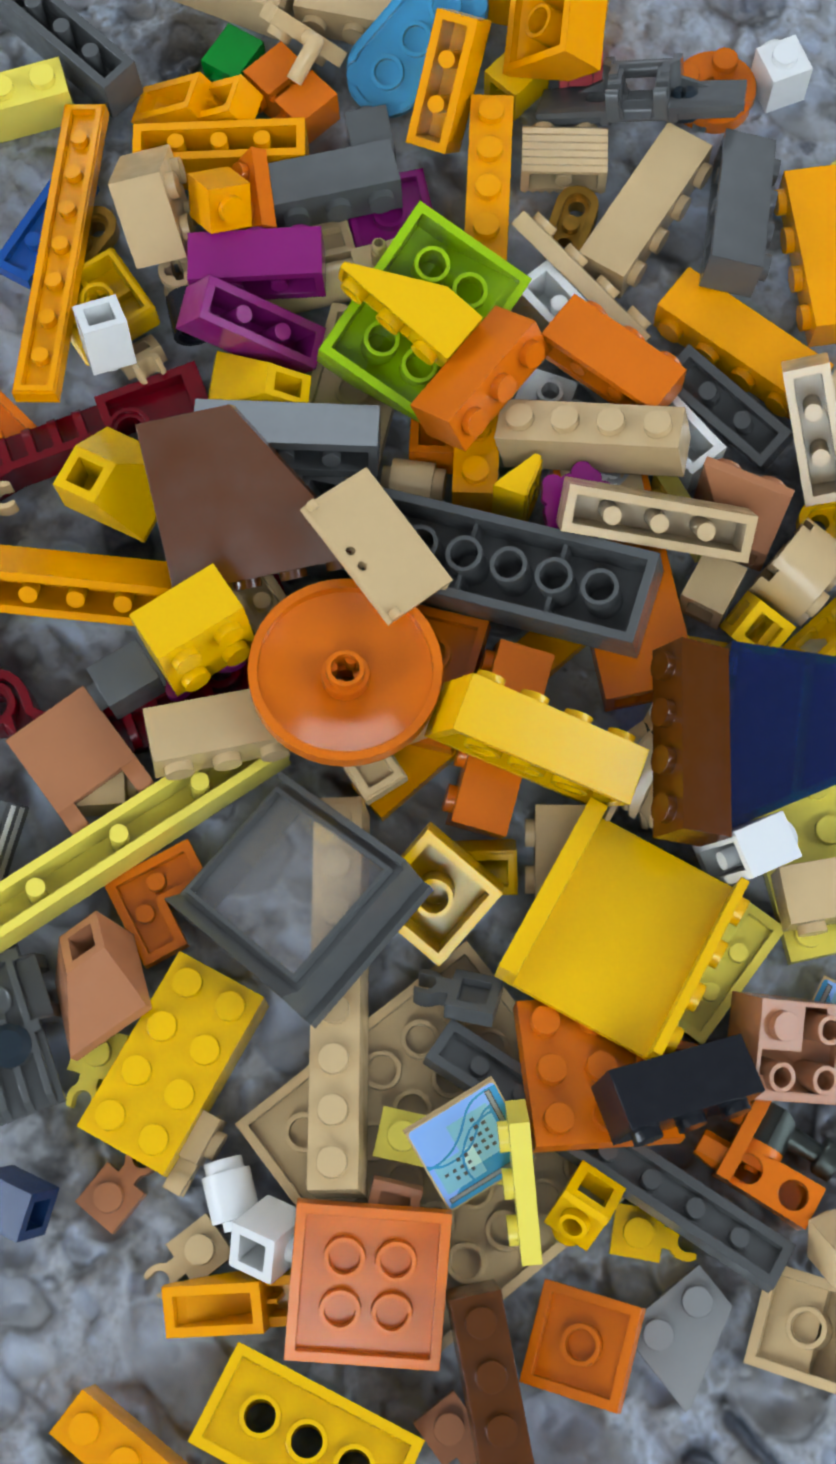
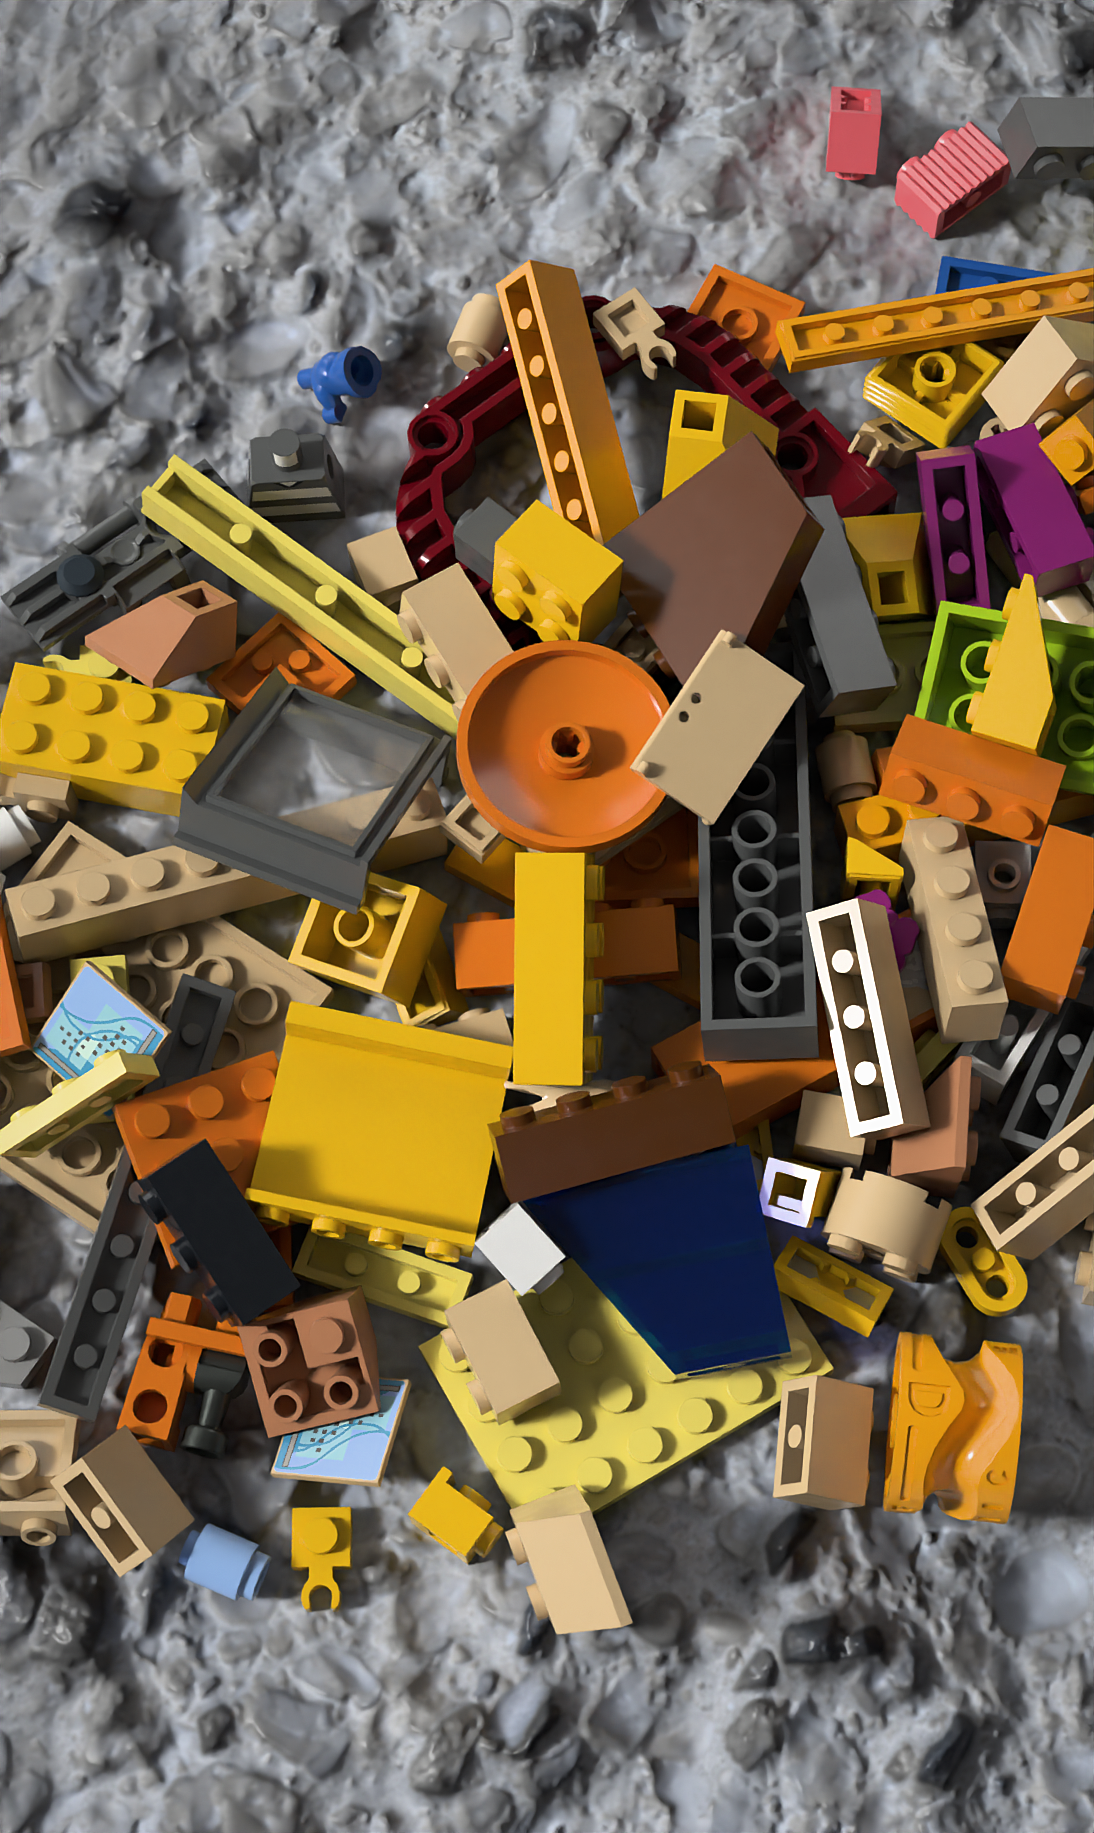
camera: 70 degrees right, 5 degrees down
(73, 754) = (400, 527): nougat flag -> none
(104, 334) = (881, 385): white brick -> none
(465, 998) = (260, 995): dark grey plate -> none
(578, 1218) = (60, 1177): yellow brick -> none
(642, 1236) = (62, 1267): yellow plate -> none

